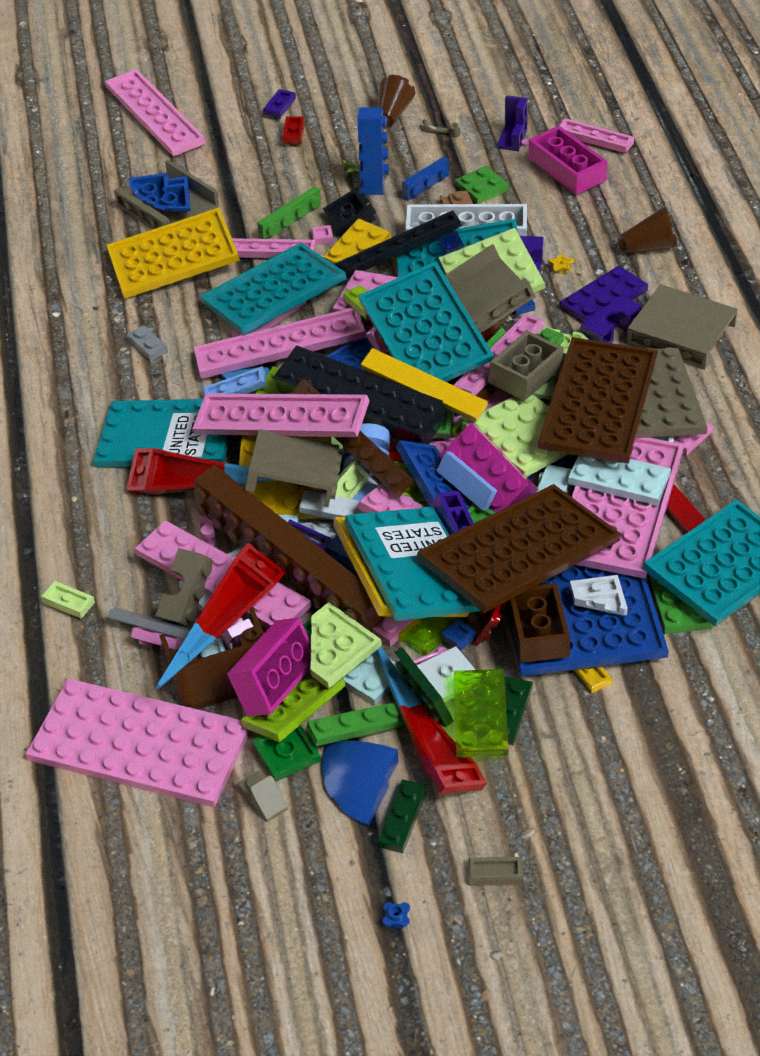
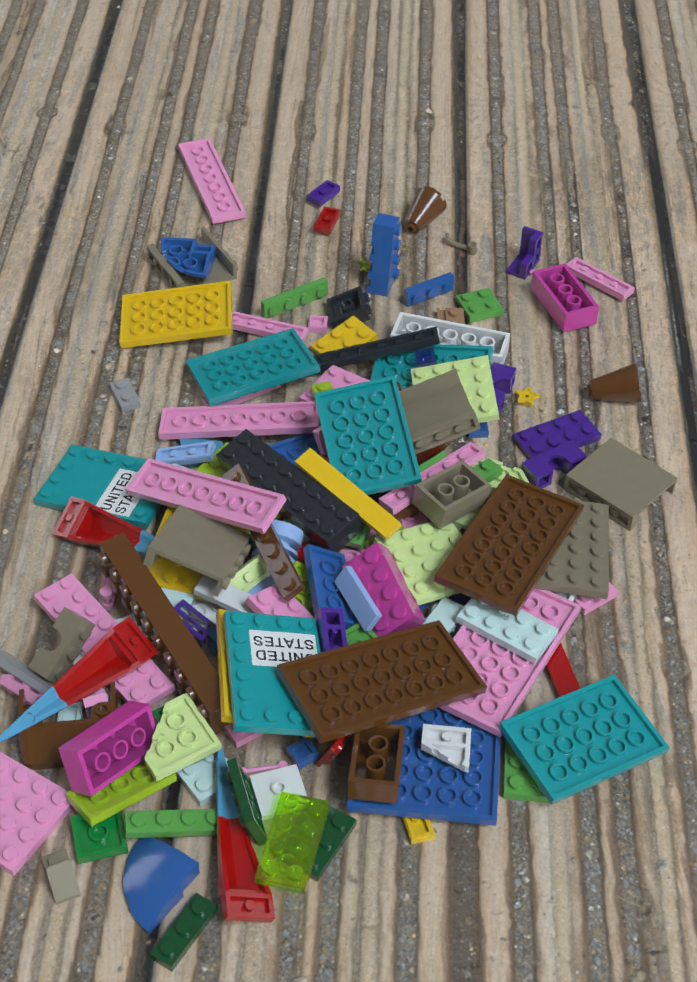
camera: 10 degrees right, 0 degrees up
(425, 633) = (271, 747): clear neon green plate -> none

